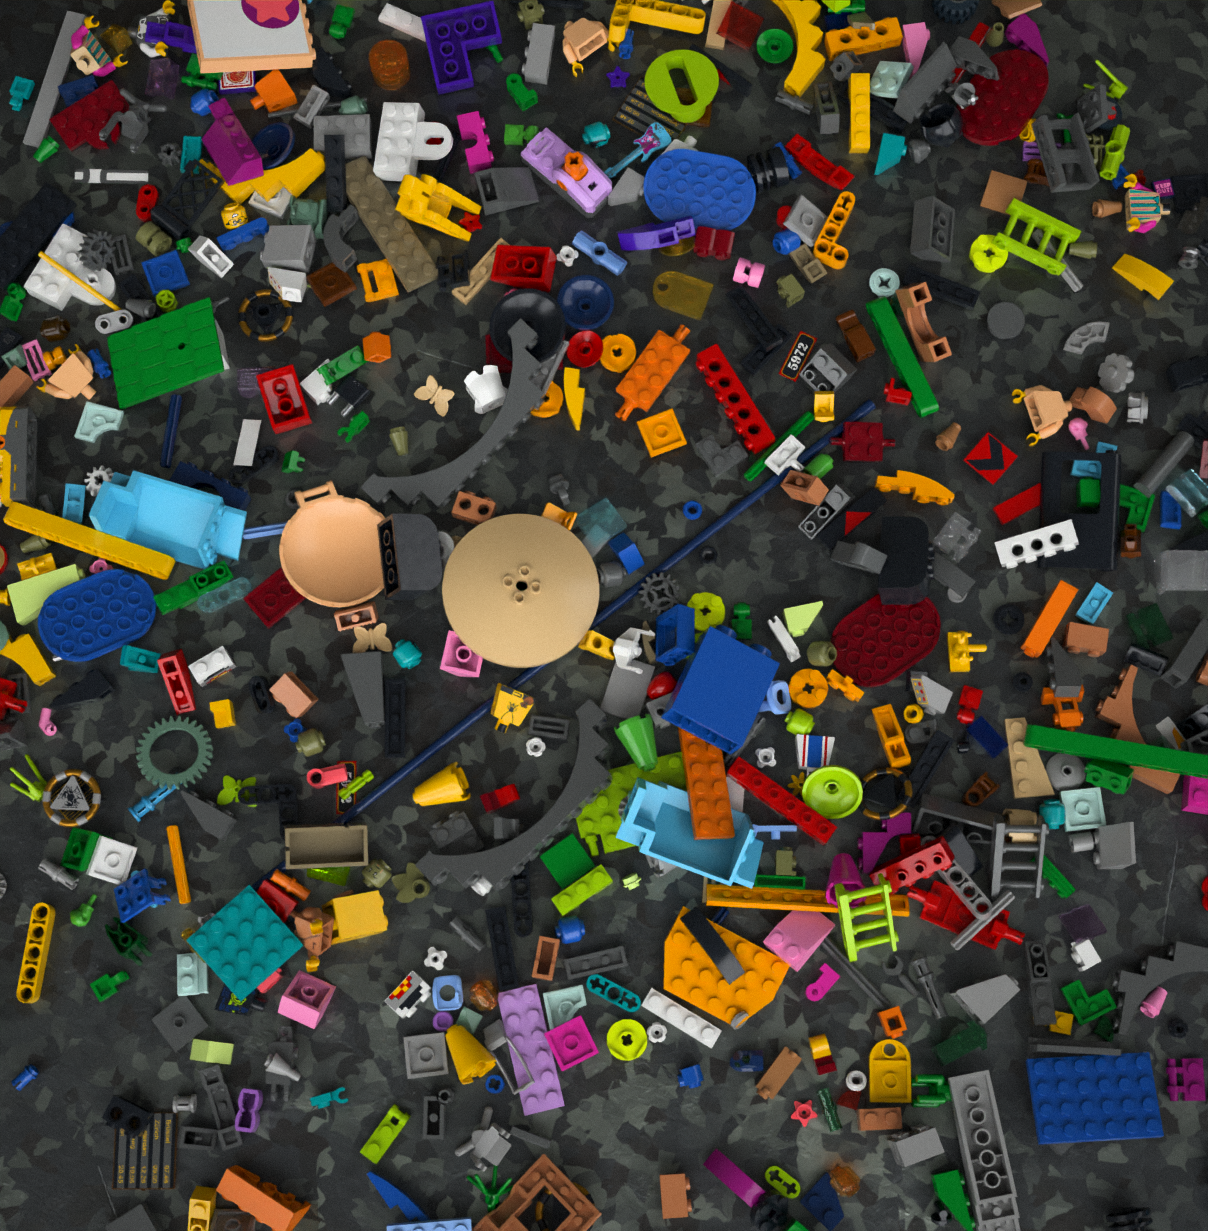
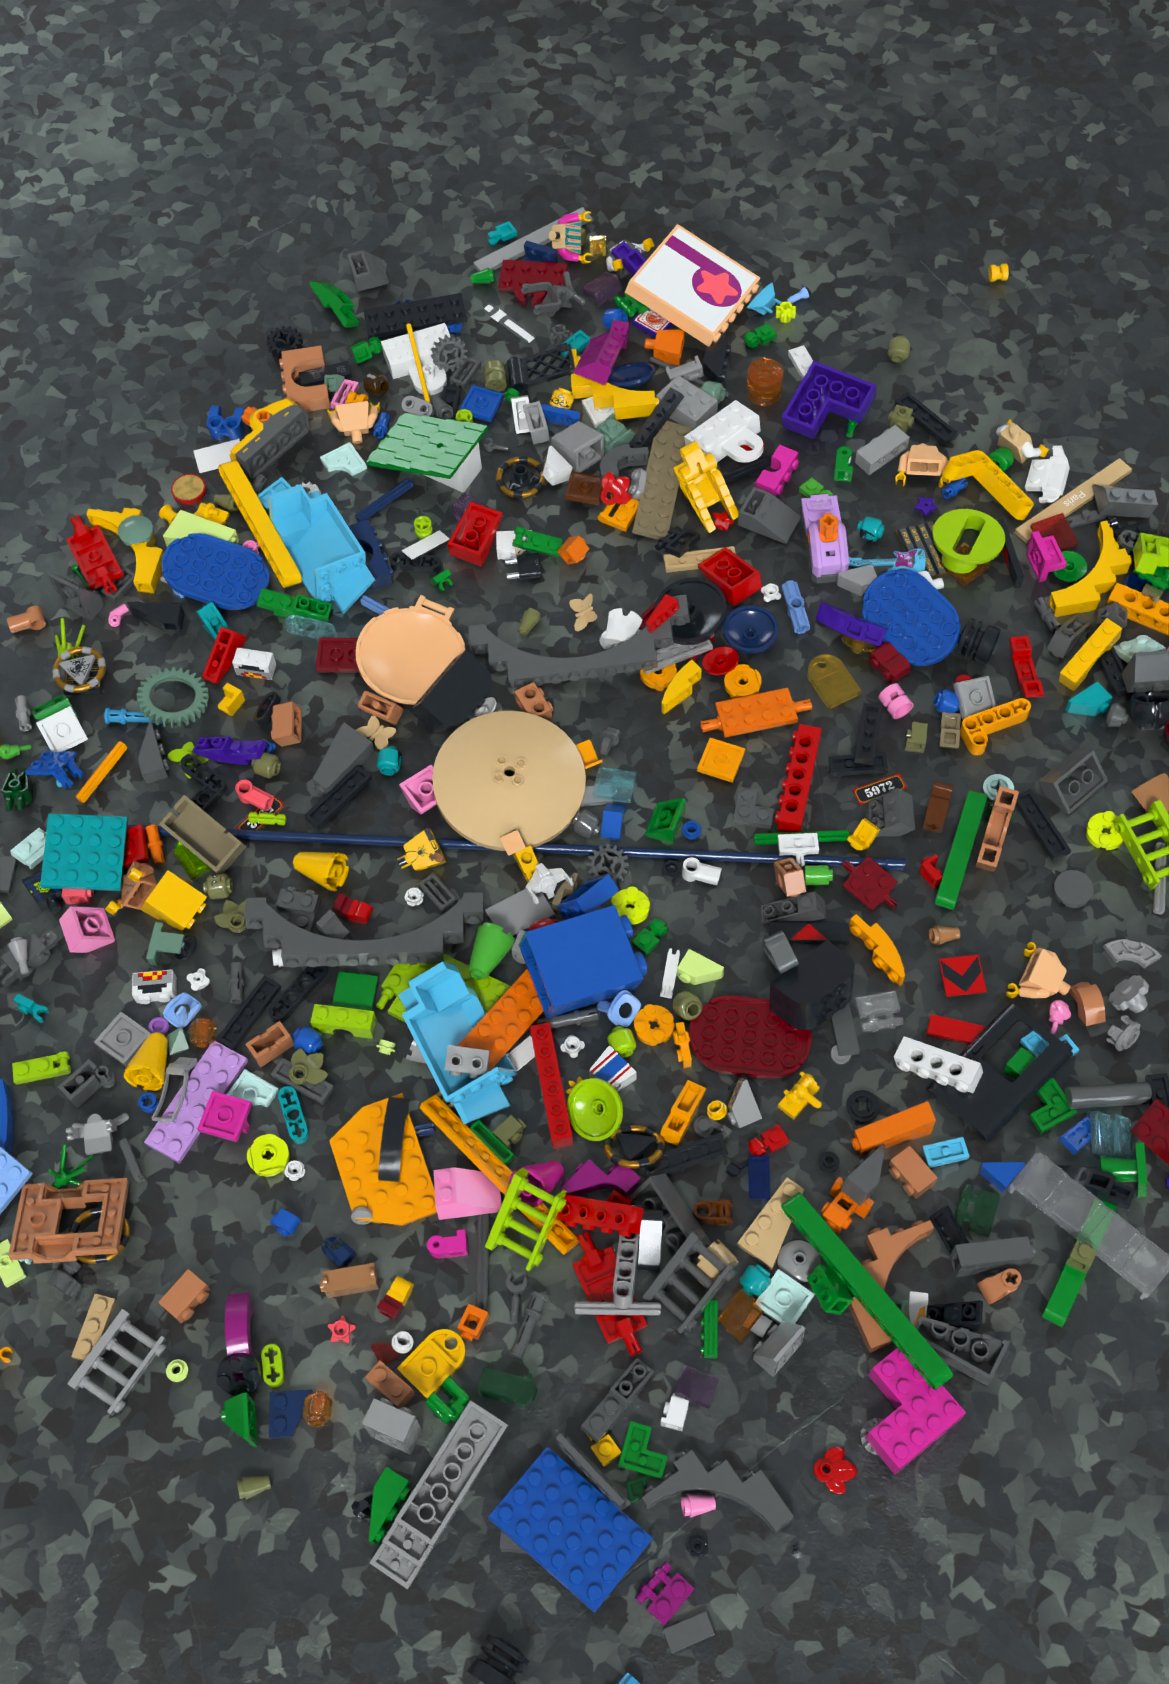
camera: 45 degrees right, 15 degrees down
(146, 201) = (519, 349): red plate -> none
(227, 424) = (421, 522): none -> lime wheel
(234, 255) = (536, 422): none -> light grey slope
(268, 757) = (228, 751): none -> dark purple slope
(356, 424) = (509, 588): green plate -> none
(362, 263) = (617, 488): none -> red plate
(371, 243) = (637, 483): none -> light grey plate
(387, 951) = (169, 942): none -> sand green piece
(518, 342) = (662, 612): none -> red slope
(577, 640) = (512, 842): none -> light nougat slope
(593, 948) = (309, 1066): none -> olive plate
(667, 518) = (666, 820): none -> green slope
(681, 1018) = (323, 1177): white plate -> none
(717, 841) = (467, 1061): none -> light grey brick
(733, 537) = (702, 872): none -> white piece
(751, 52) = (1044, 555): none -> dark pink bracket
(775, 830) = (526, 1102): light blue piece -> none
(793, 169) = (1002, 649): blue pin -> none
(829, 1109) = (361, 1344): clear green pin -> none
(986, 997) = (562, 1368): light grey slope -> none
(1067, 847) = (740, 1315): none -> clear orange piece
(1131, 541) = (1021, 1129): reddish brown hips -> none
(1146, 587) = (1001, 1173): none -> blue slope

